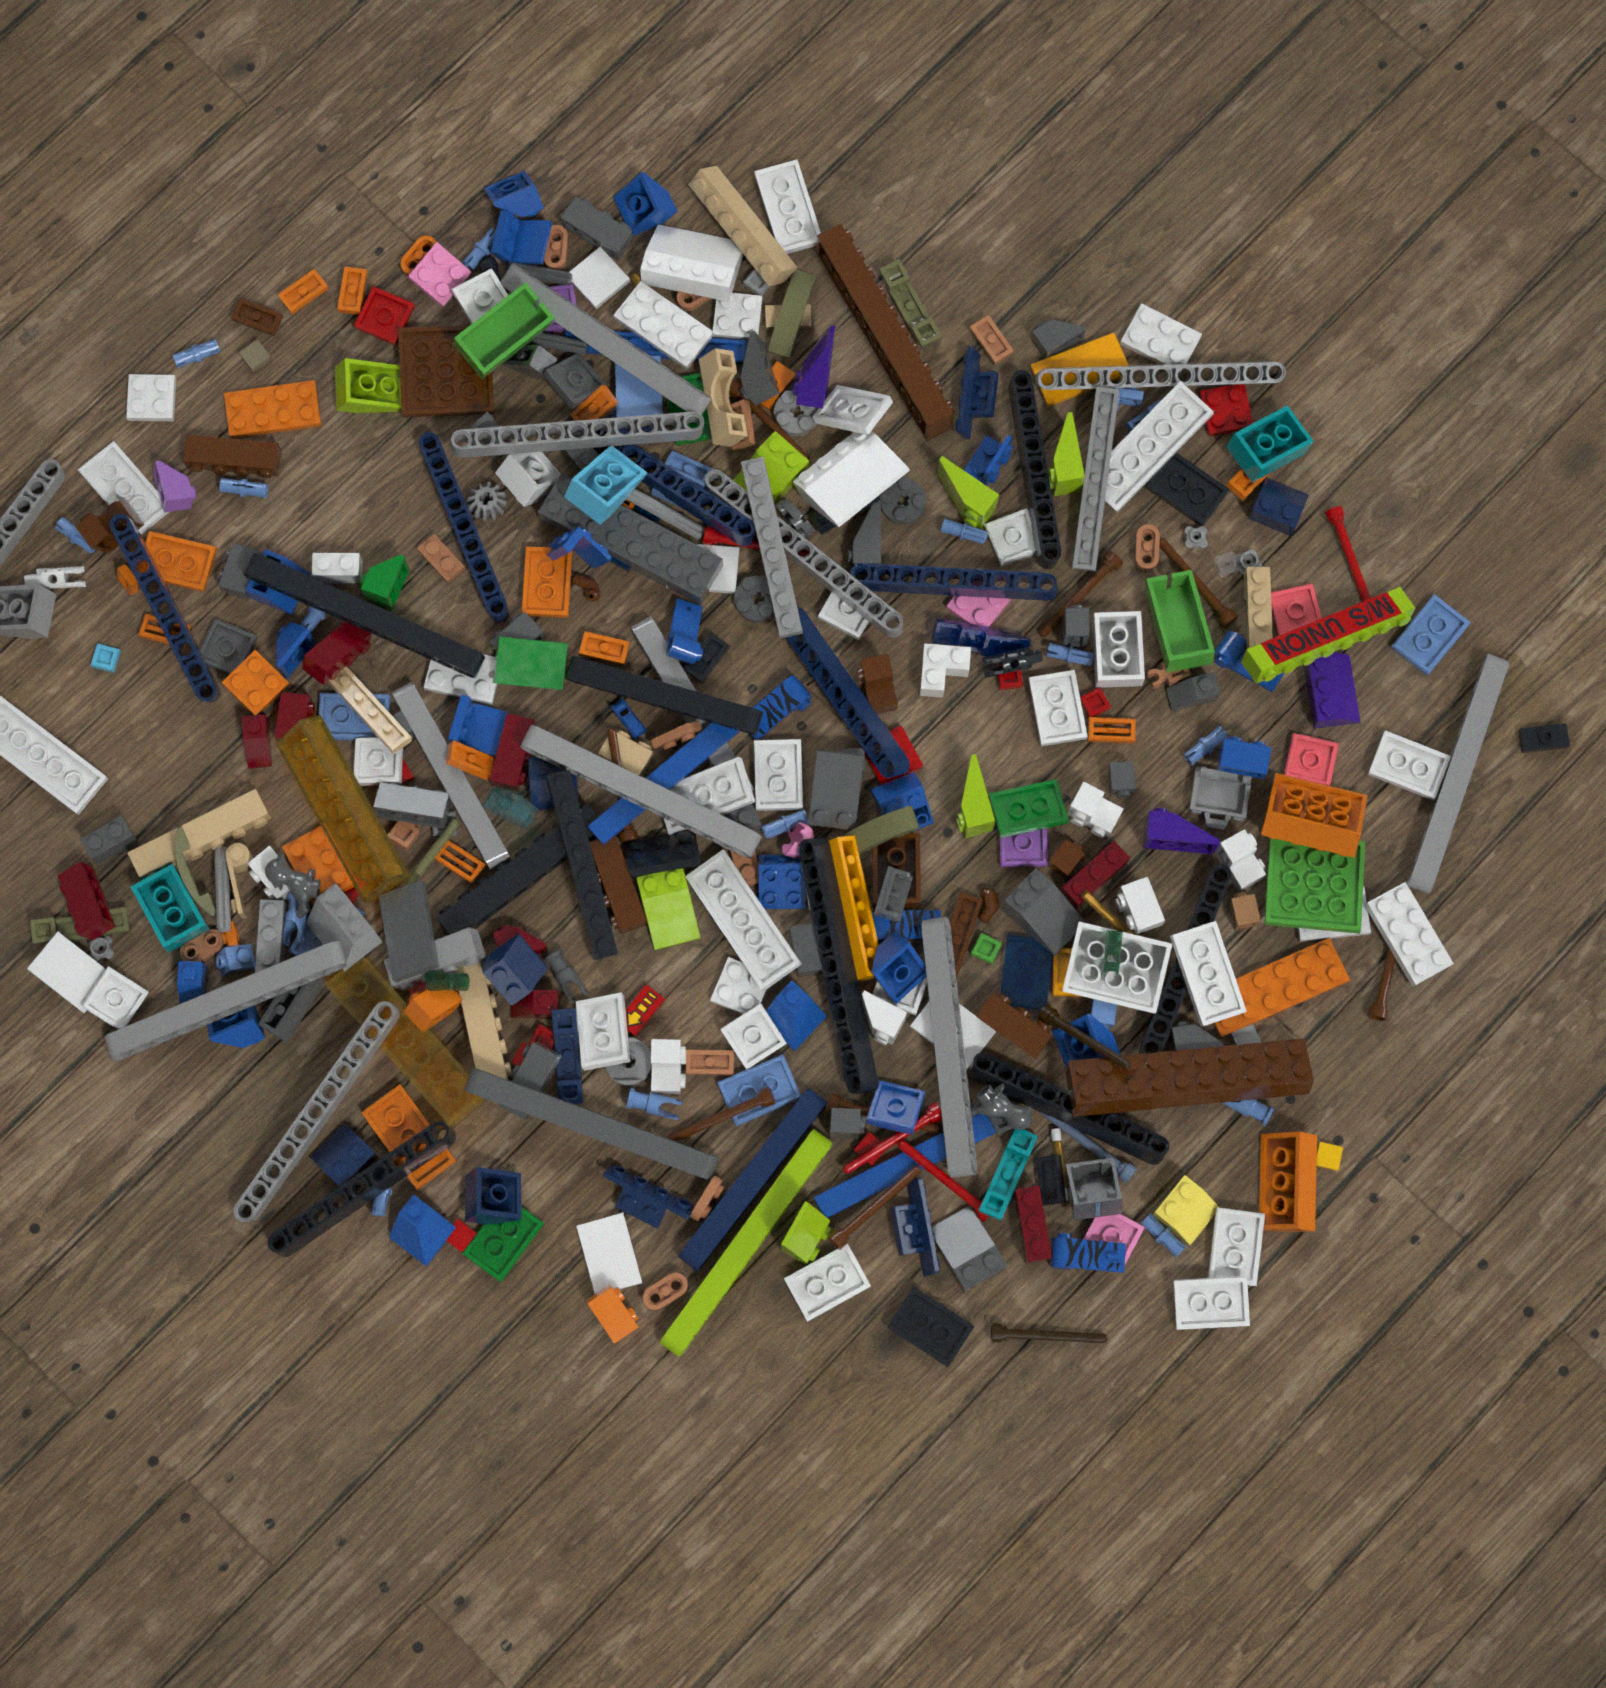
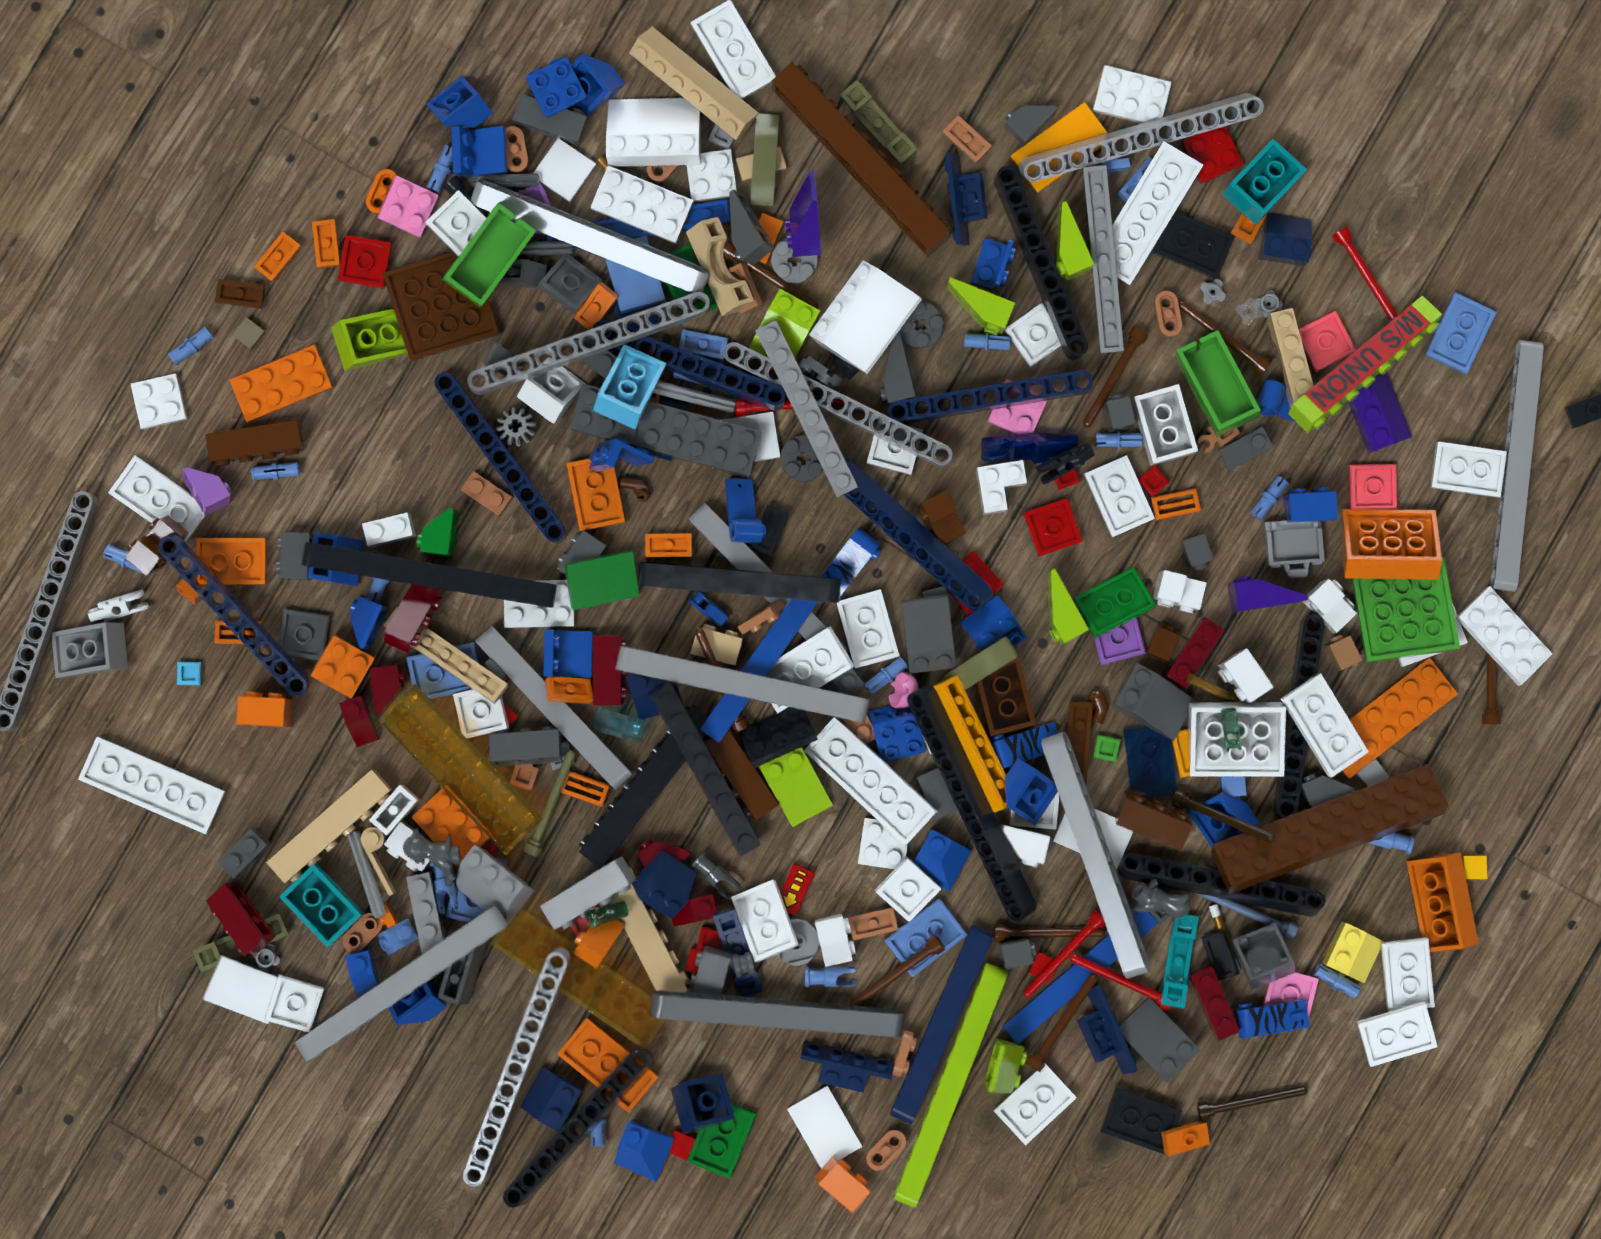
camera: 15 degrees left, 10 degrees up
(167, 707) = (261, 711): none -> orange brick
(204, 898) = (351, 886): olive slope -> none
(267, 832) = (394, 809): none -> white brick
(408, 931) = (556, 874): dark grey tile -> none
(570, 1068) = (743, 964): none -> dark grey wheel
(610, 198) = (555, 87): none -> blue bracket
(852, 409) = (850, 248): white plate -> none
(893, 894) = (1008, 725): dark grey hinge -> none
(895, 1107) = (1059, 924): blue tile -> none
(971, 1354) = (1185, 1138): none -> orange plate
(984, 722) = (1052, 527): none -> red plate

